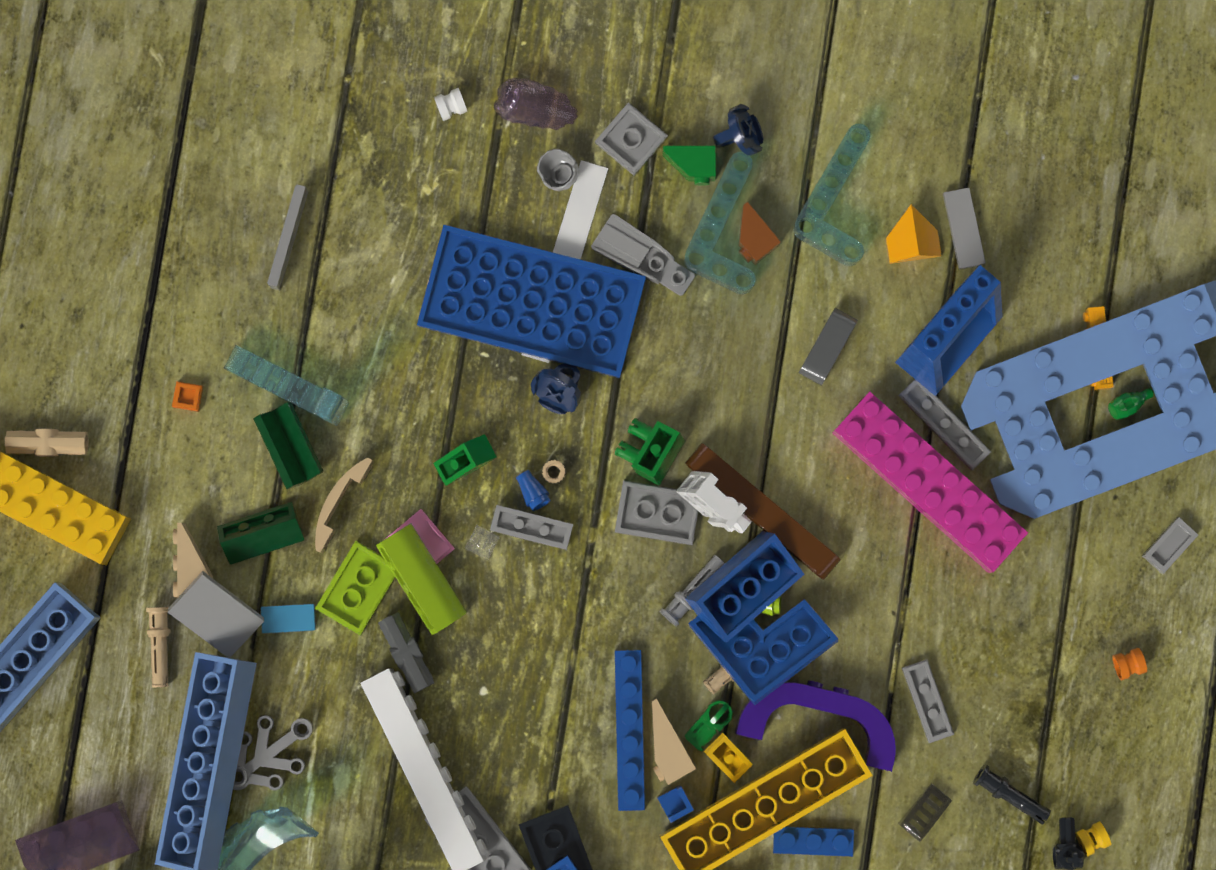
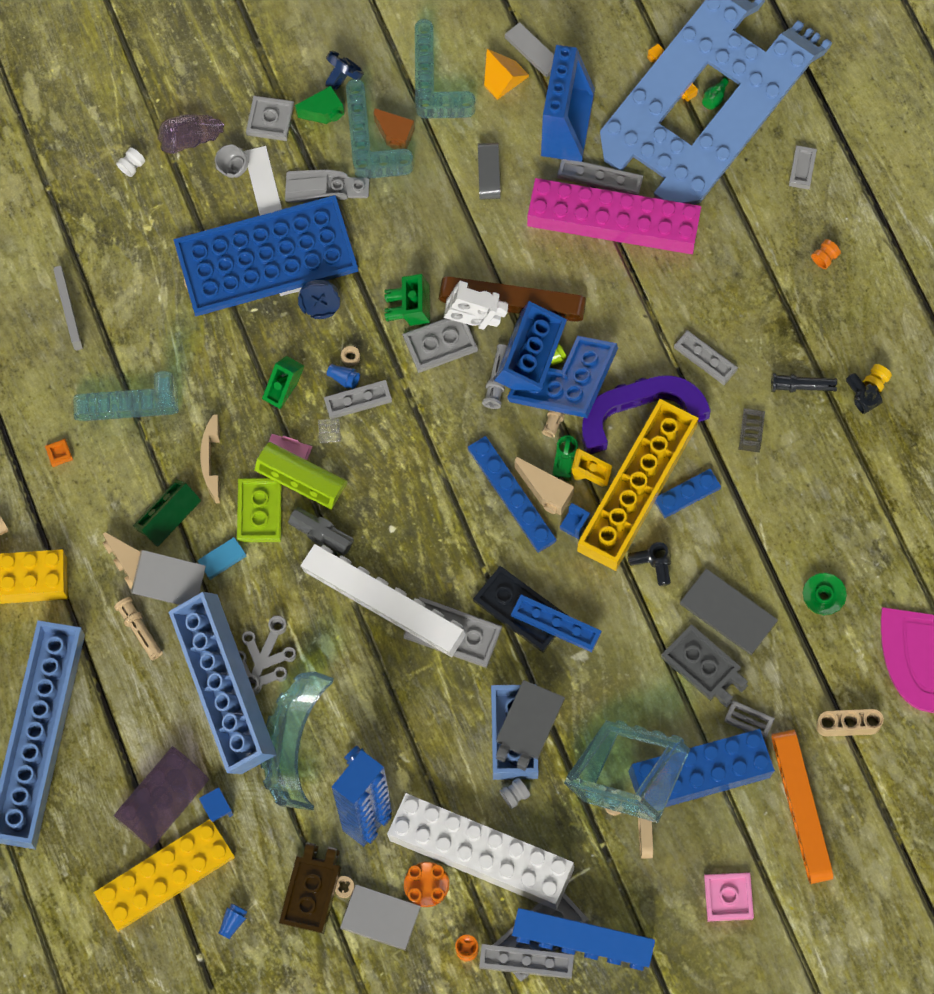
camera: 25 degrees left, 15 degrees down
(288, 445) = (152, 440): dark green panel -> none

